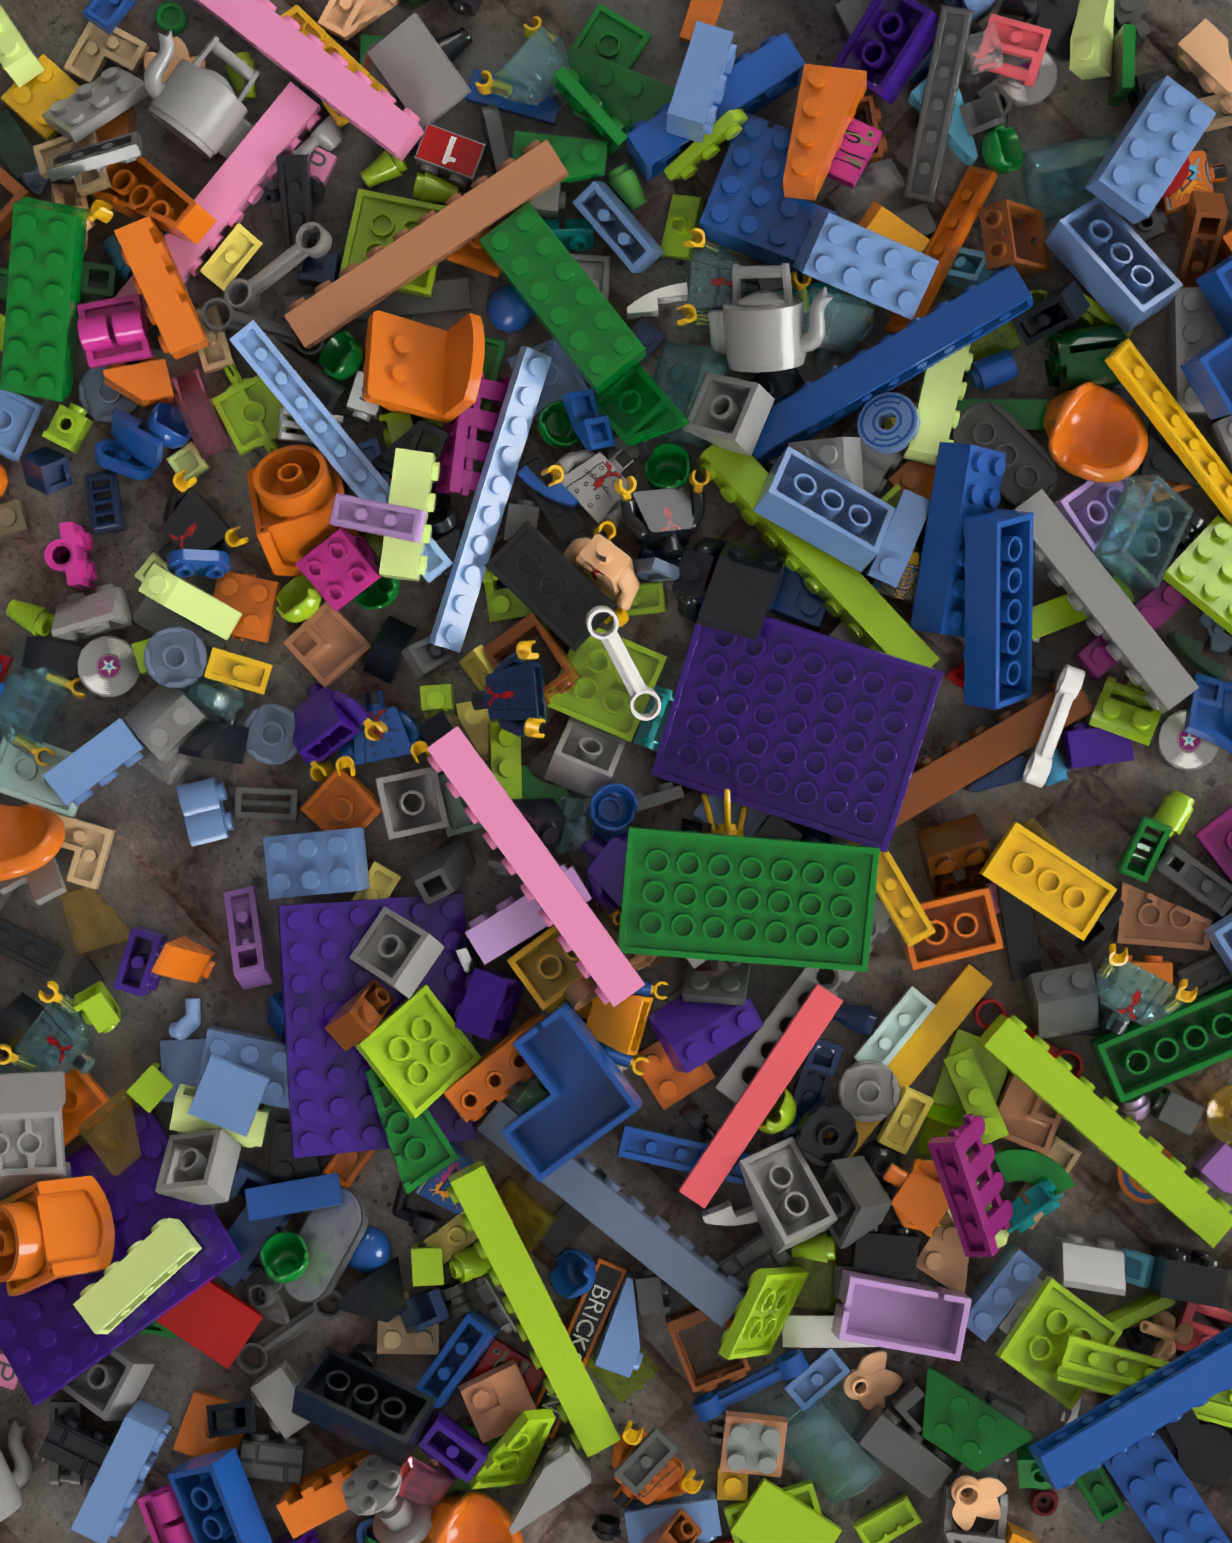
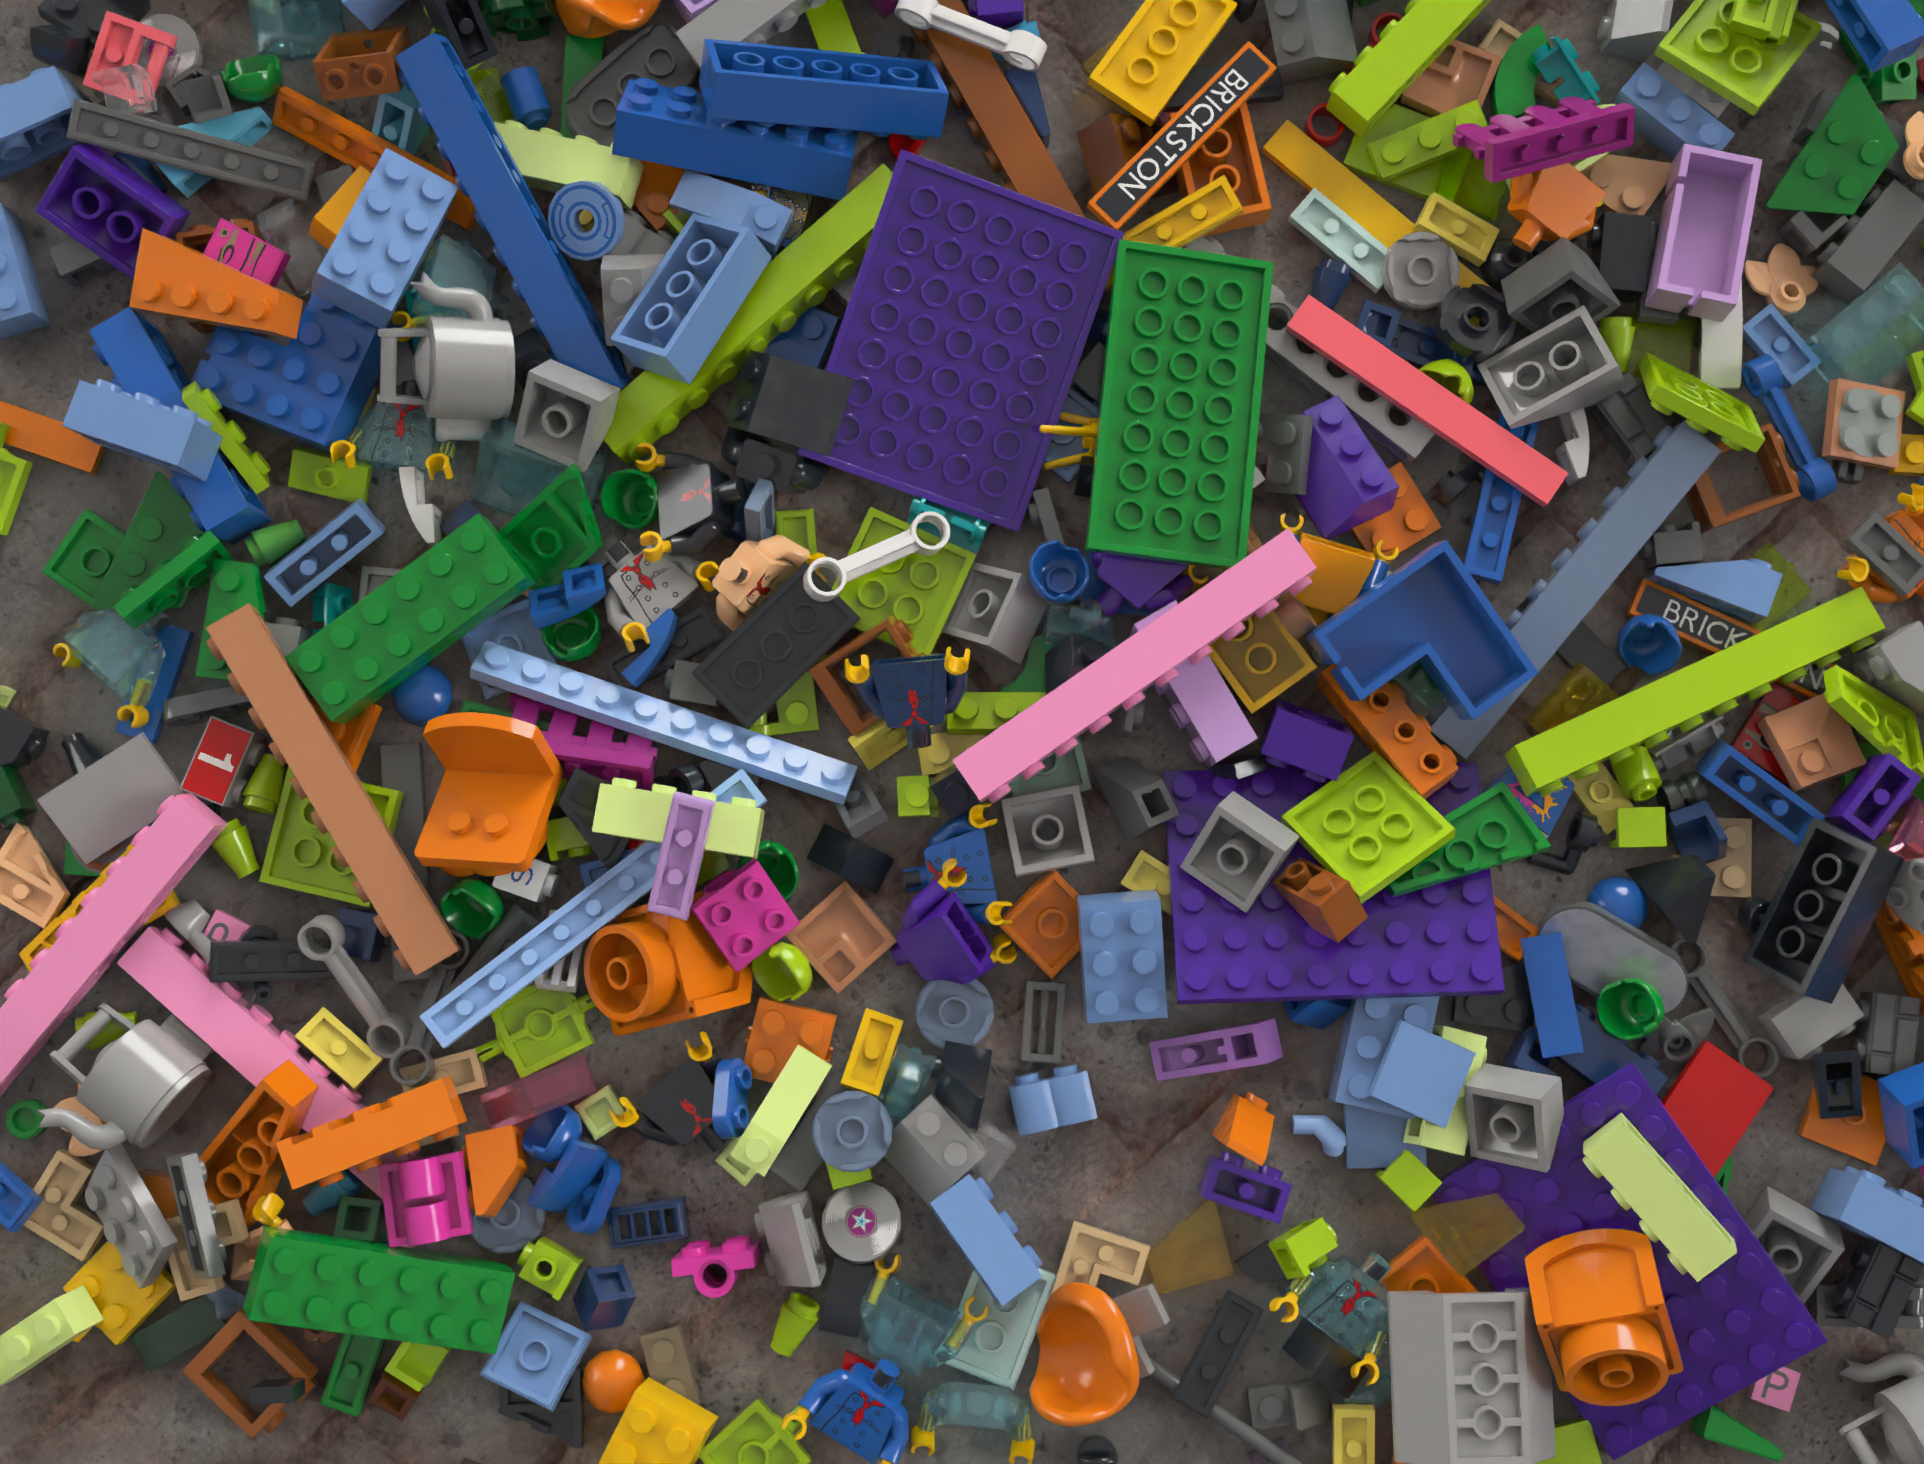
camera: 85 degrees left, 5 degrees down
(967, 897) = (1181, 136): none -> tile

